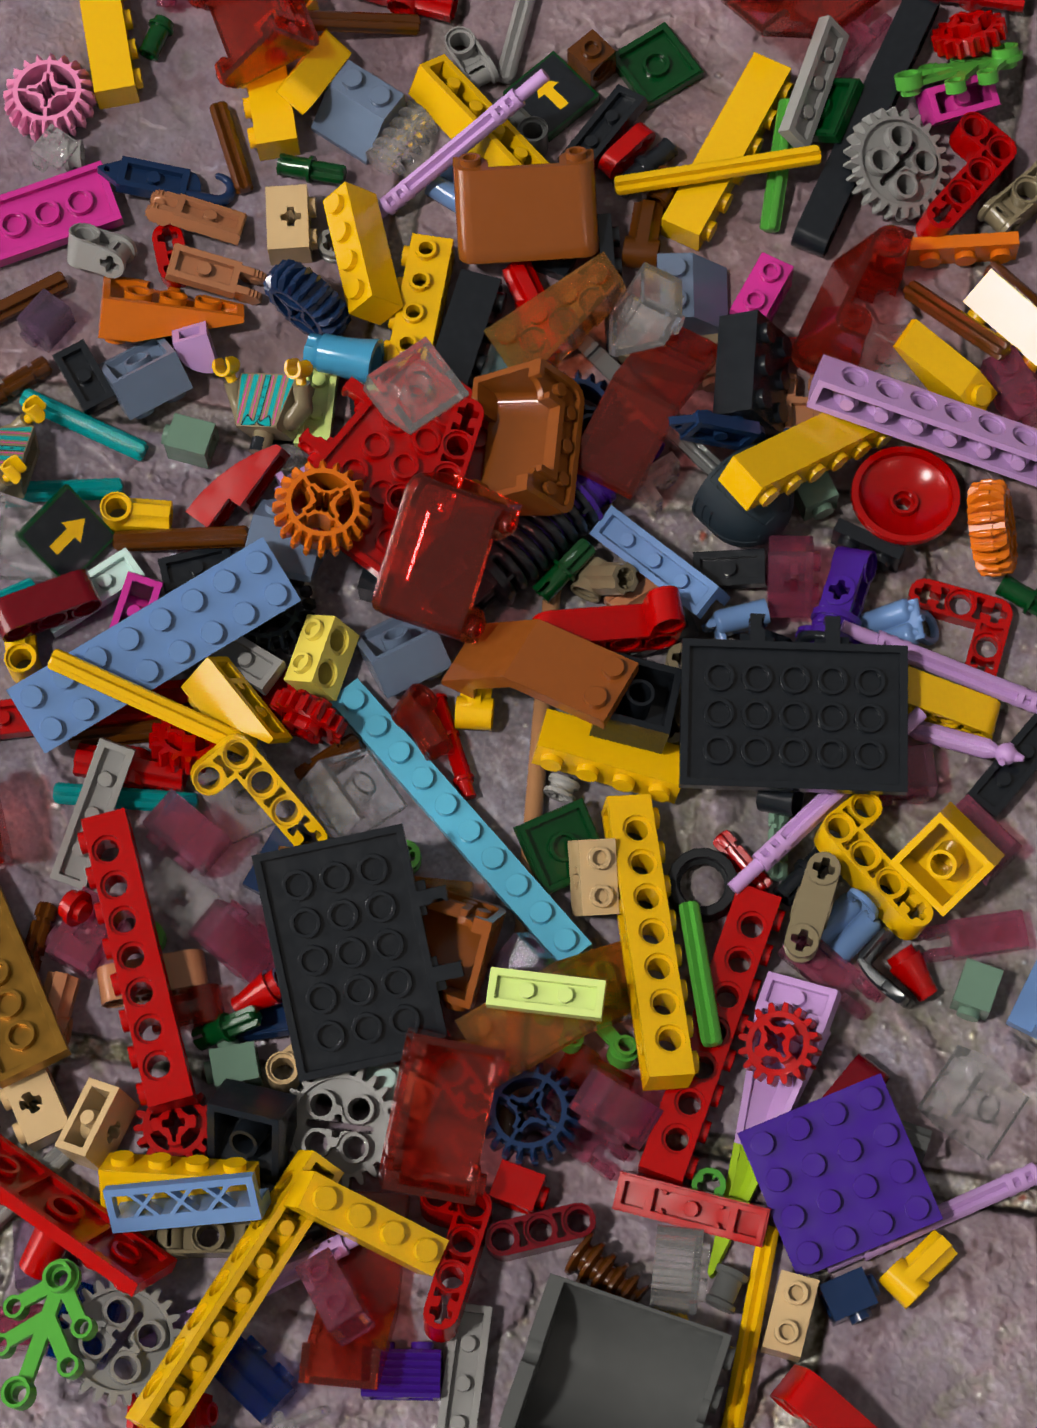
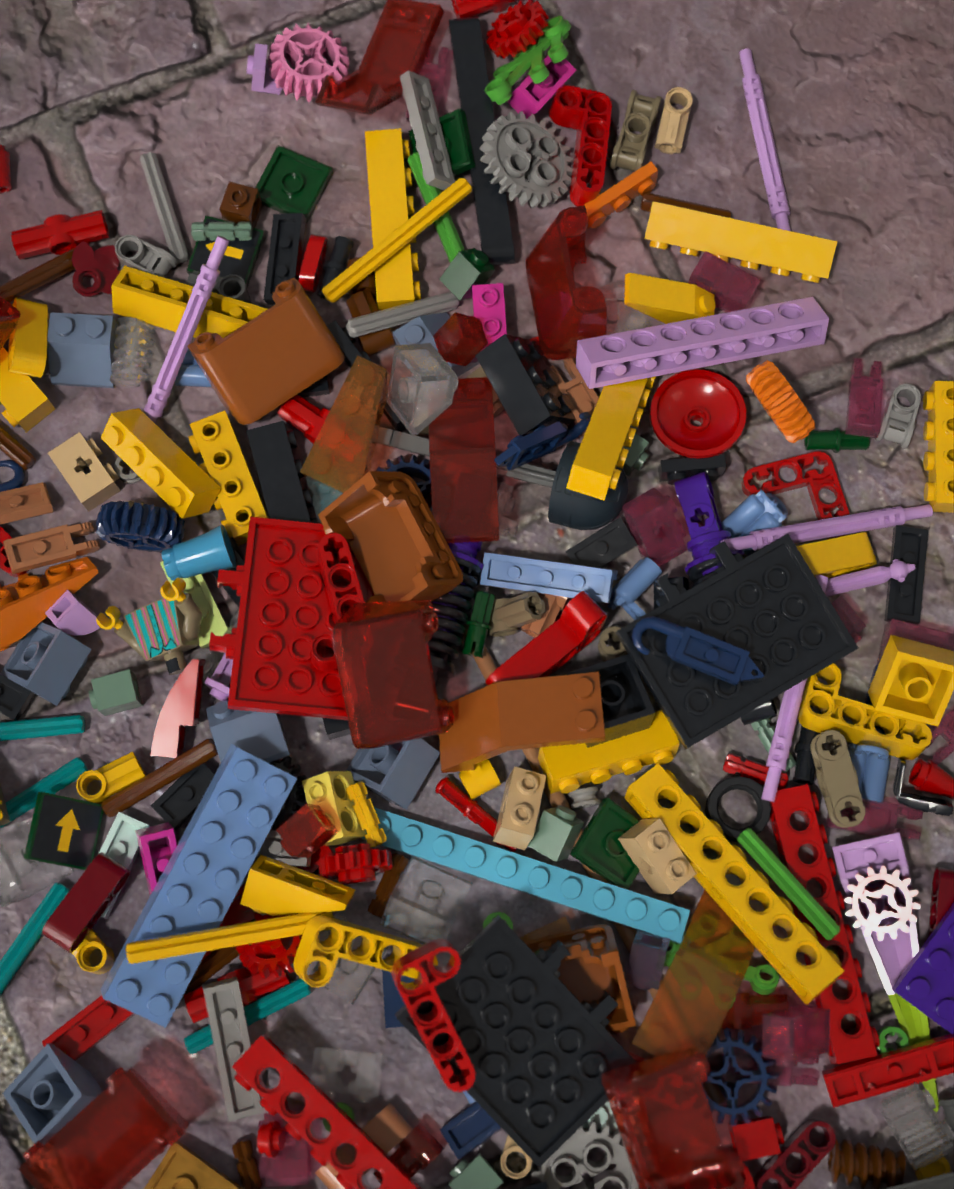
camera: 35 degrees left, 5 degrees up
(186, 833) = (318, 1019): clear pink brick -> none
(227, 1027) = (451, 1156): dark green axle -> none
(233, 939) = (410, 1082): clear pink brick -> none
(261, 992) = (459, 1115): red cone -> none
(280, 655) = (306, 831): none -> clear red brick
(289, 877) = (436, 1020): none -> red beam
(310, 169) = (73, 417): dark green axle -> none
(334, 532) = (280, 698): orange gear -> none
(347, 678) = (366, 814): none -> yellow axle
(414, 387) = (280, 551): clear slope -> none
(417, 715) = (437, 808): clear red piece -> none
(422, 41) = (99, 265): none -> dark red plate
(492, 757) = (519, 808): none -> tan brick
(512, 801) = (556, 833): none -> sand green brick
(546, 994) = (693, 980): yellowish green plate -> none
(559, 72) = (224, 229): none -> sand green axle
(678, 242) = (401, 314): none -> light grey axle
(716, 294) = (460, 339): none -> clear red brick
(746, 700) = (699, 651): none -> dark blue plate
(768, 235) = (467, 269): none -> brick
(957, 320) = (650, 255): reddish brown axle -> none

